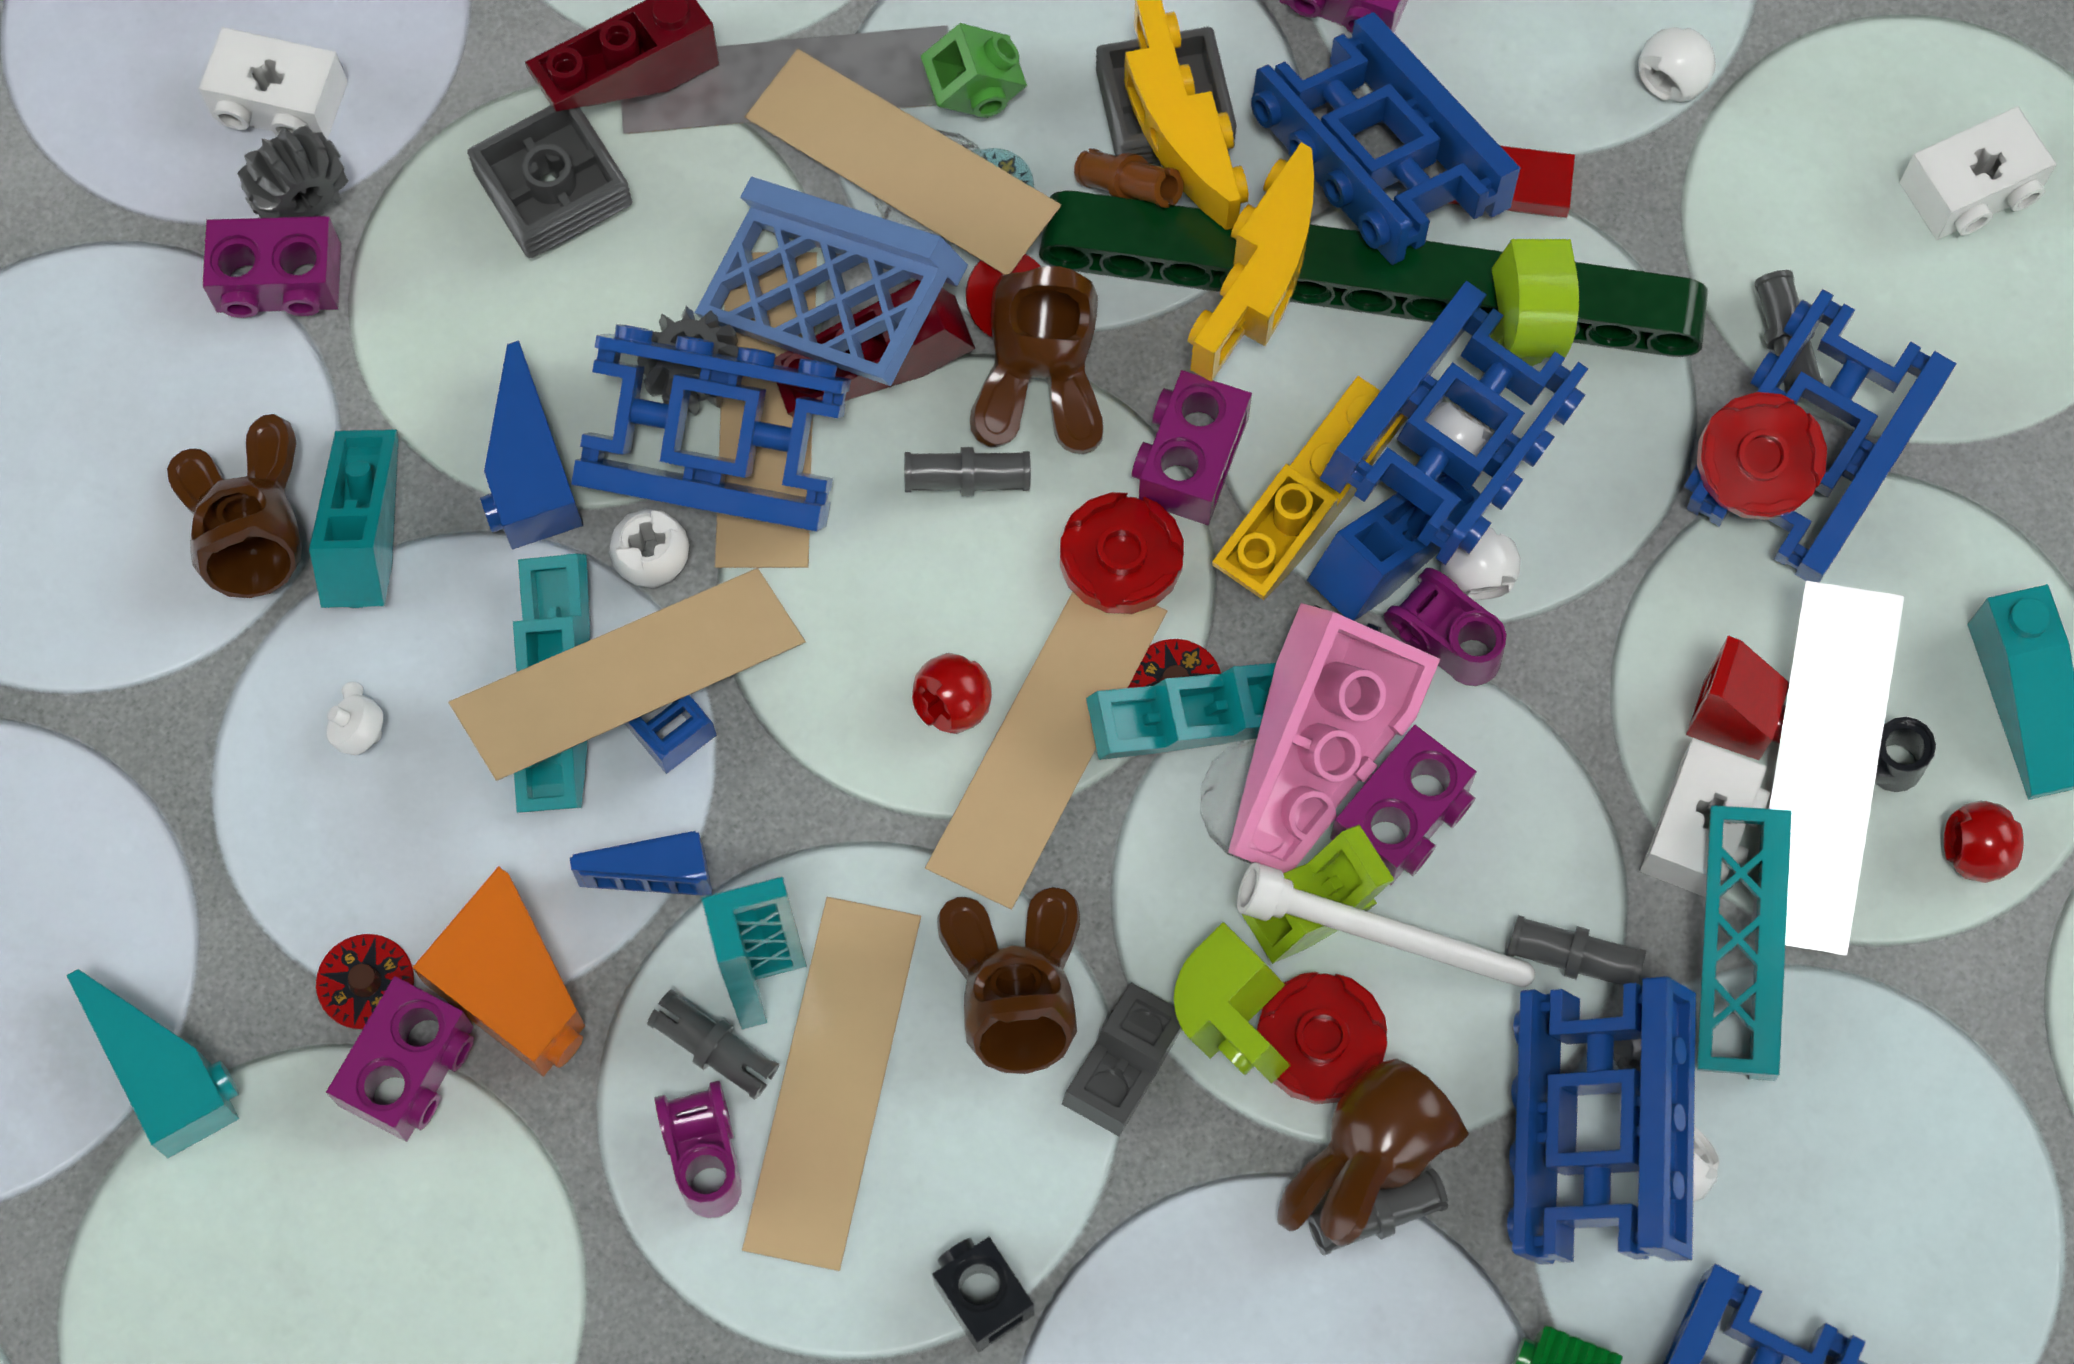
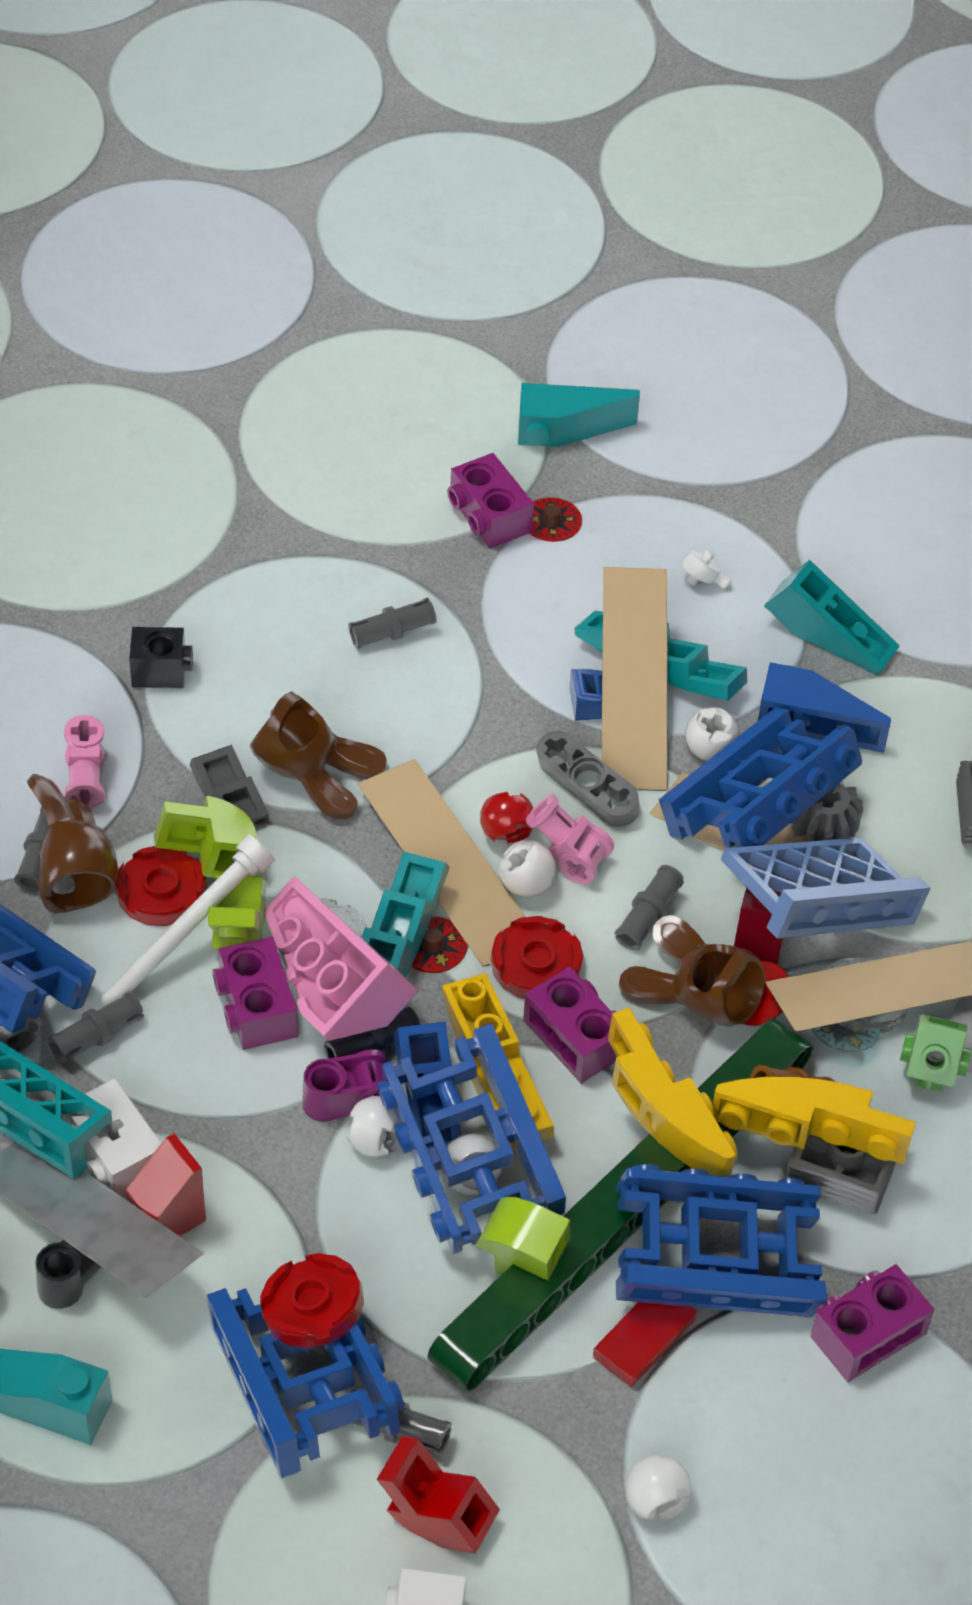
camera: 120 degrees right, 20 degrees down
(242, 526) = (862, 568): reddish brown piece -> none
(504, 977) = (500, 559): orange slope -> none
(654, 865) = (510, 645): blue slope -> none
(698, 1138) = (336, 588): magenta piece -> none
(751, 941) = (412, 606): teal fence -> none
(832, 1084) = (333, 672): tan sticker -> none
(842, 614) = (595, 795): none -> dark grey beam
(941, 596) = (571, 840): none -> bright pink connector
(1018, 644) = (527, 868): none -> white piece
(1221, 1253) = (84, 760): none -> bright pink connector
(1848, 236) = (434, 1503): none -> red brick

